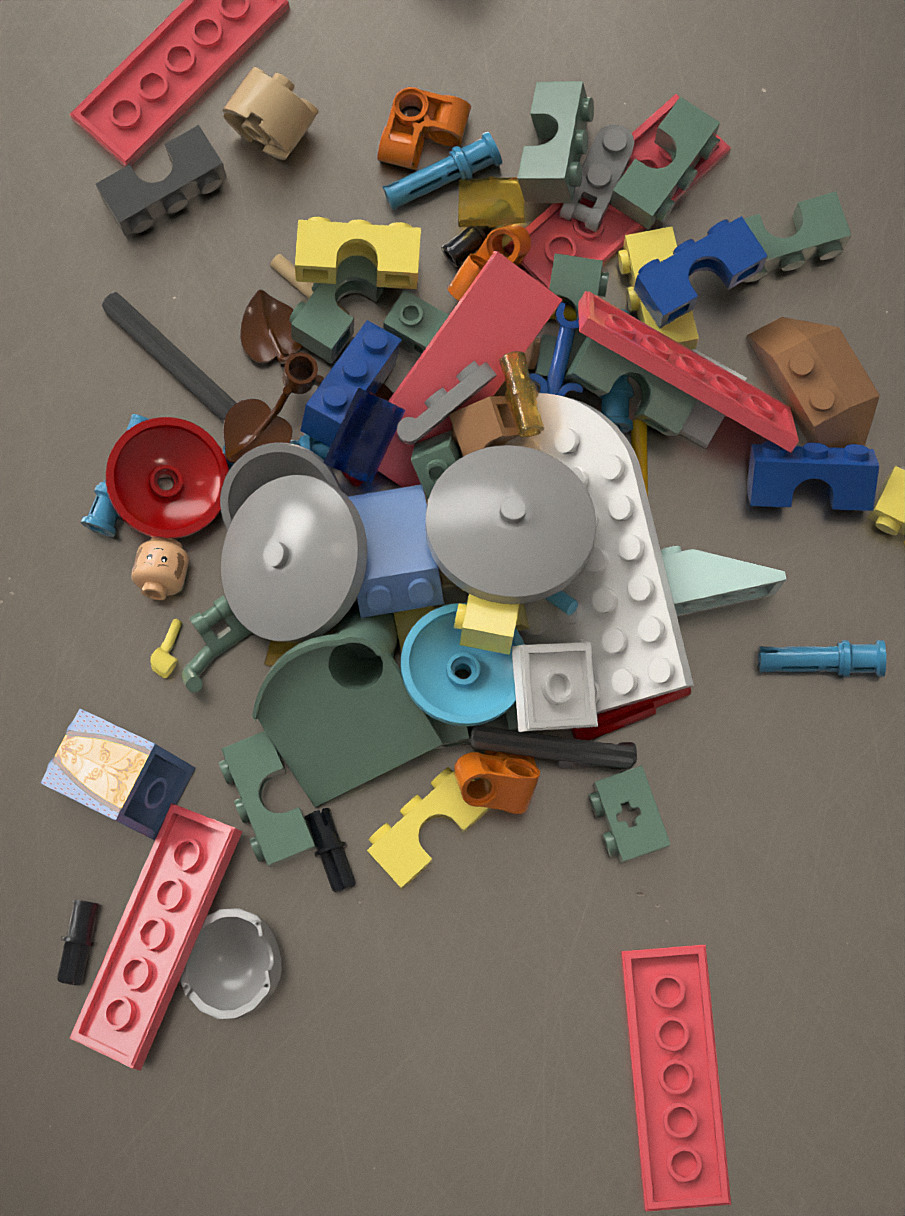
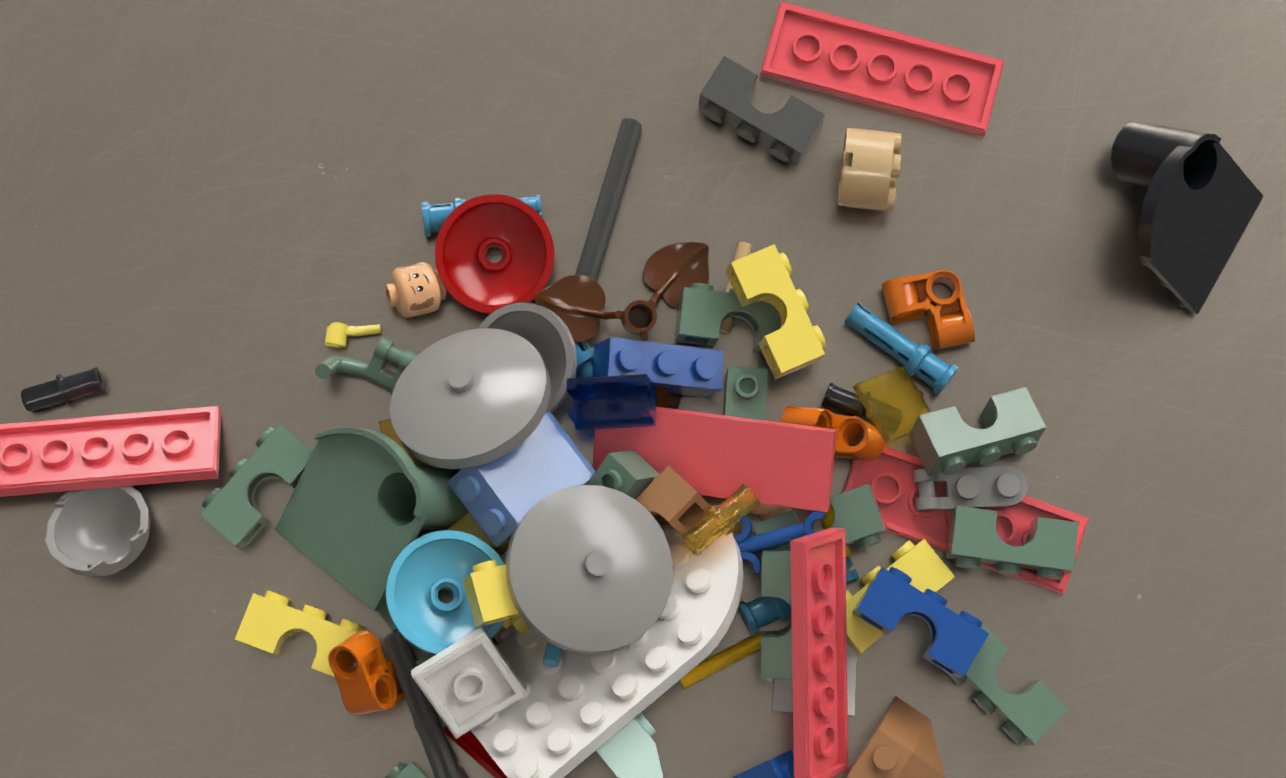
camera: 60 degrees right, 0 degrees up
(117, 773) = (217, 348): slope -> none
(330, 850) = (243, 562): black axle -> none
(443, 403) = (677, 456): light grey plate -> none

